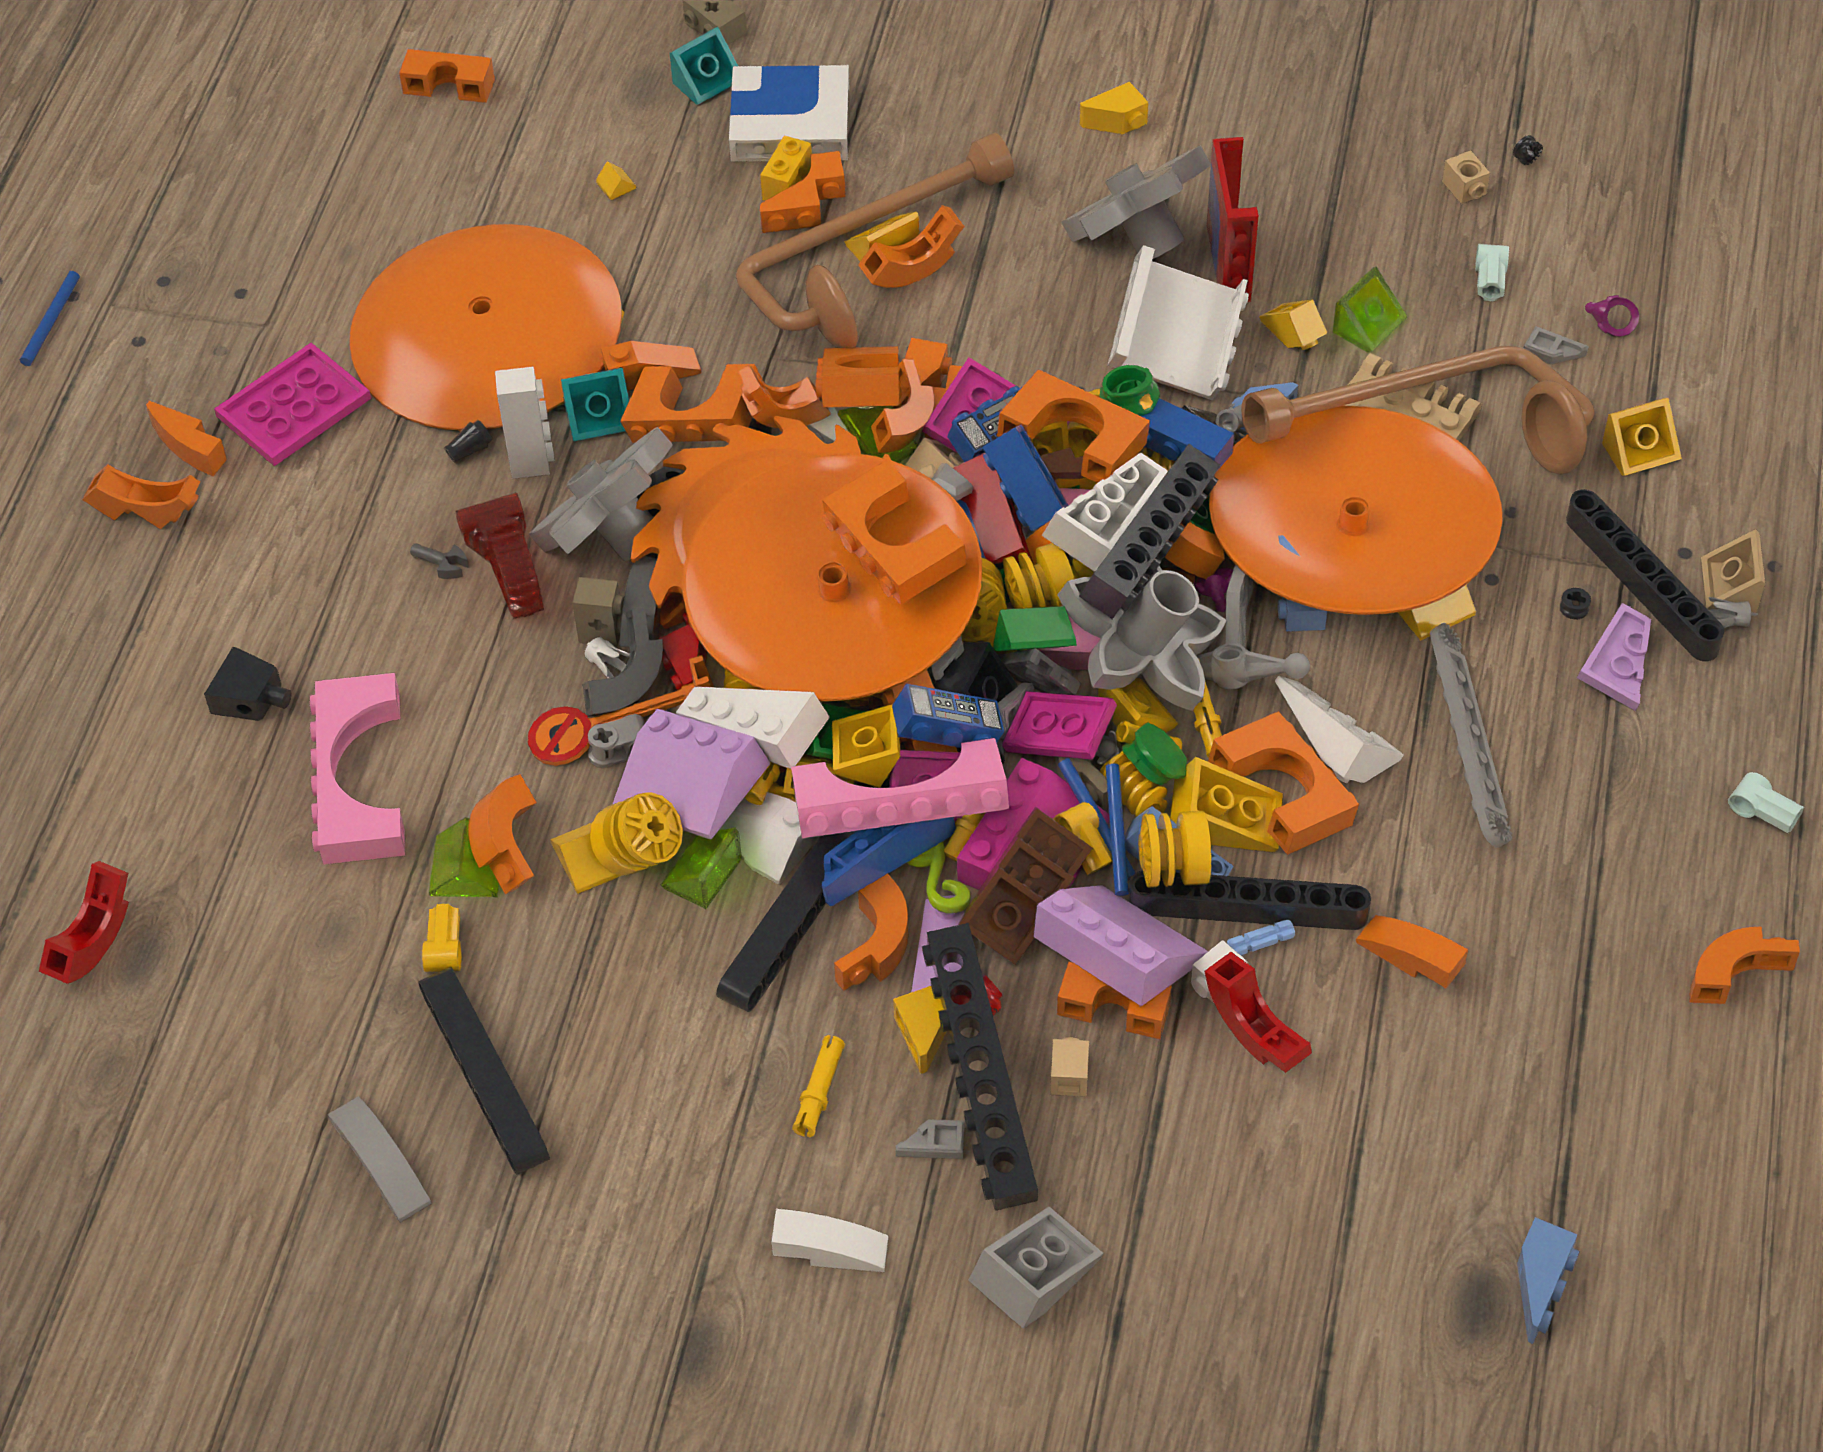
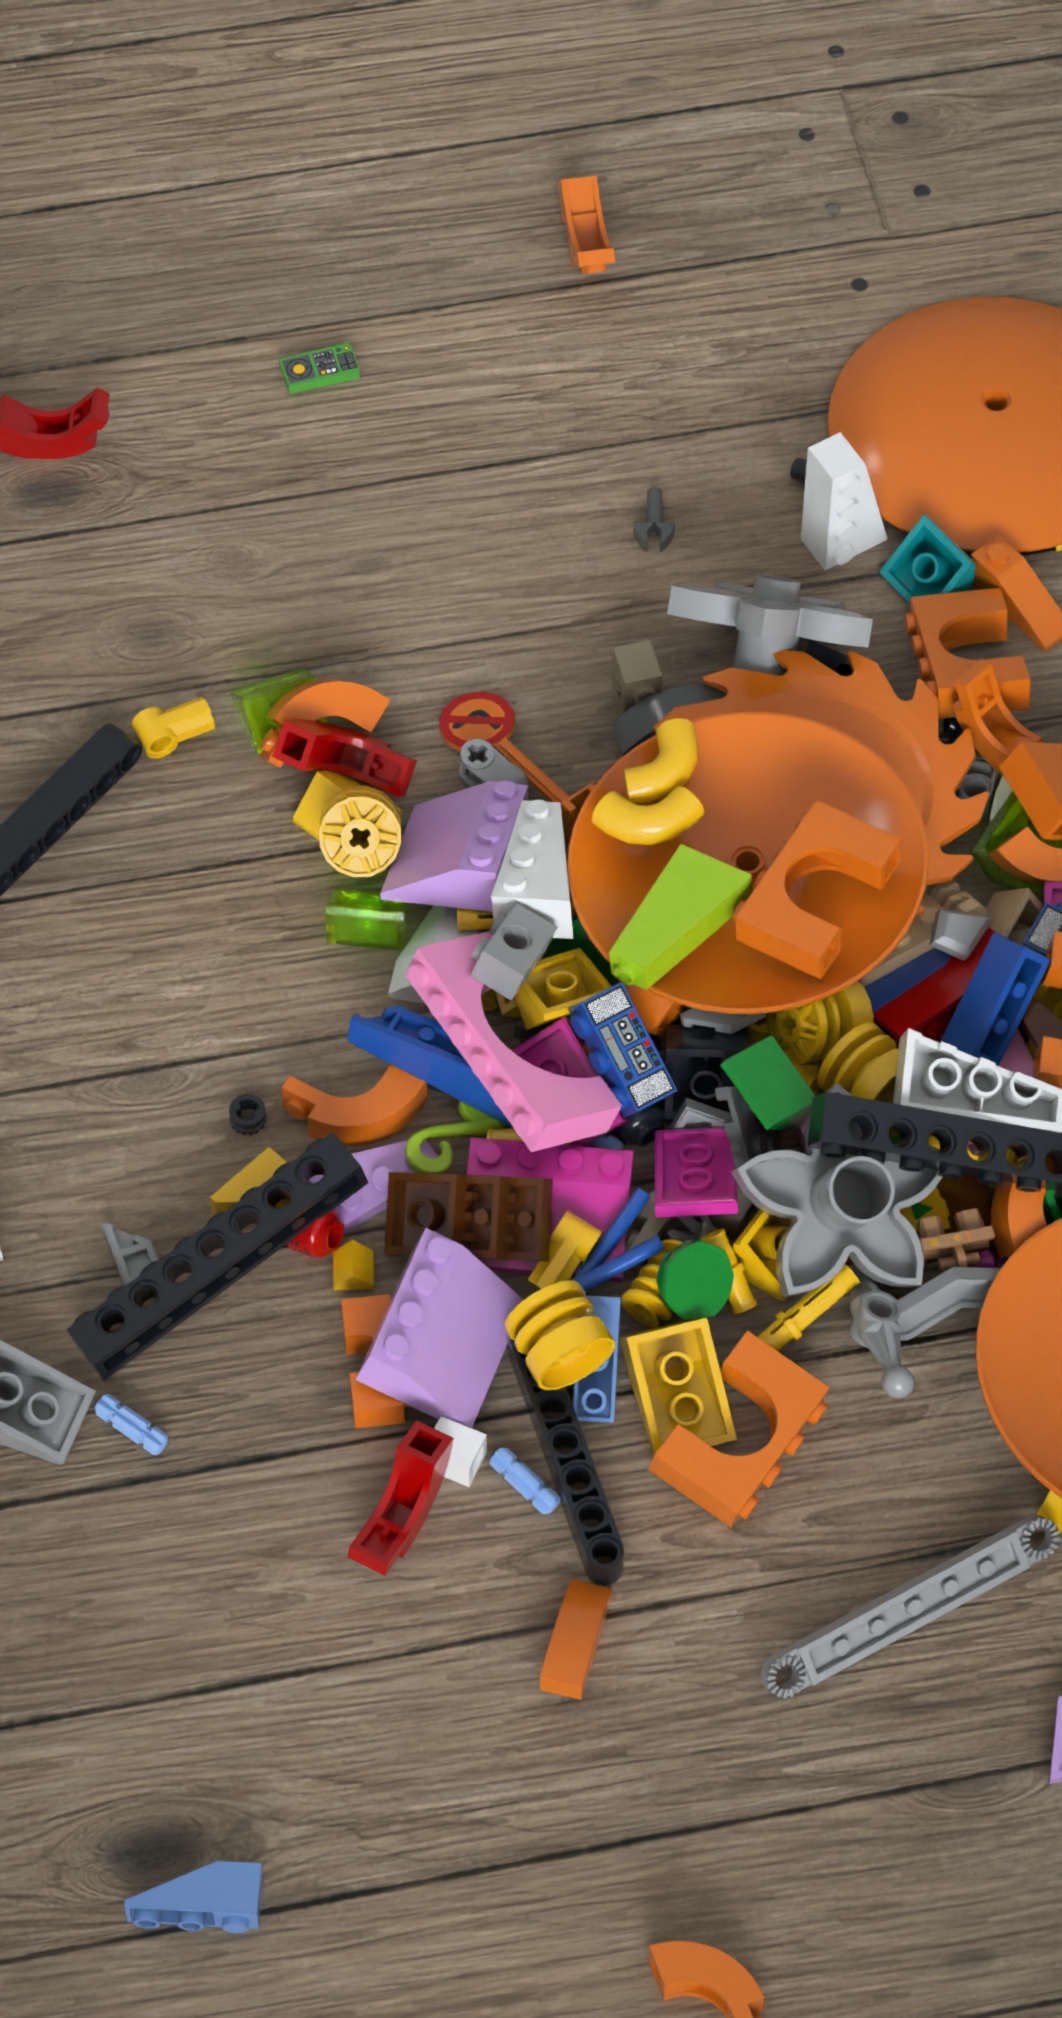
camera: 65 degrees right, 5 degrees up
(49, 318) = (791, 45): blue bar -> none
(148, 725) = (319, 368): none -> tile
(187, 438) = (688, 232): orange slope -> none
(245, 687) = (398, 424): black torso -> none
(292, 404) = (787, 301): dark pink plate -> none
(345, 826) = (402, 519): bright pink arch -> none
(498, 535) = (711, 552): clear red arm -> none
(548, 822) = (337, 749): none -> red arch
(603, 651) = (598, 711): white piece -> none
(637, 676) = (547, 746): dark grey arch -> none
(729, 587) = (670, 769): none -> yellow cylinder
(772, 618) = (648, 823): none -> yellow cylinder
(779, 930) = (297, 1013): black beam -> none
(815, 1096) = (146, 1125): yellow pin -> none
(831, 750) = (512, 951): none -> light grey brick
(833, 1018) = (247, 1126): none -> black bush
(864, 626) = (677, 915): none -> lime slope
(1019, 990) = (353, 1267): none -> yellow slope
(1069, 1067) = (270, 1347): tan brick -> none
(1091, 1191) = (131, 1424): none -> light blue axle
(1209, 593) = (970, 1237): none -> medium nougat hips
(1337, 740) = (835, 1471): white wedge -> none
(1757, 798) = (967, 1954): light aqua piece -> none

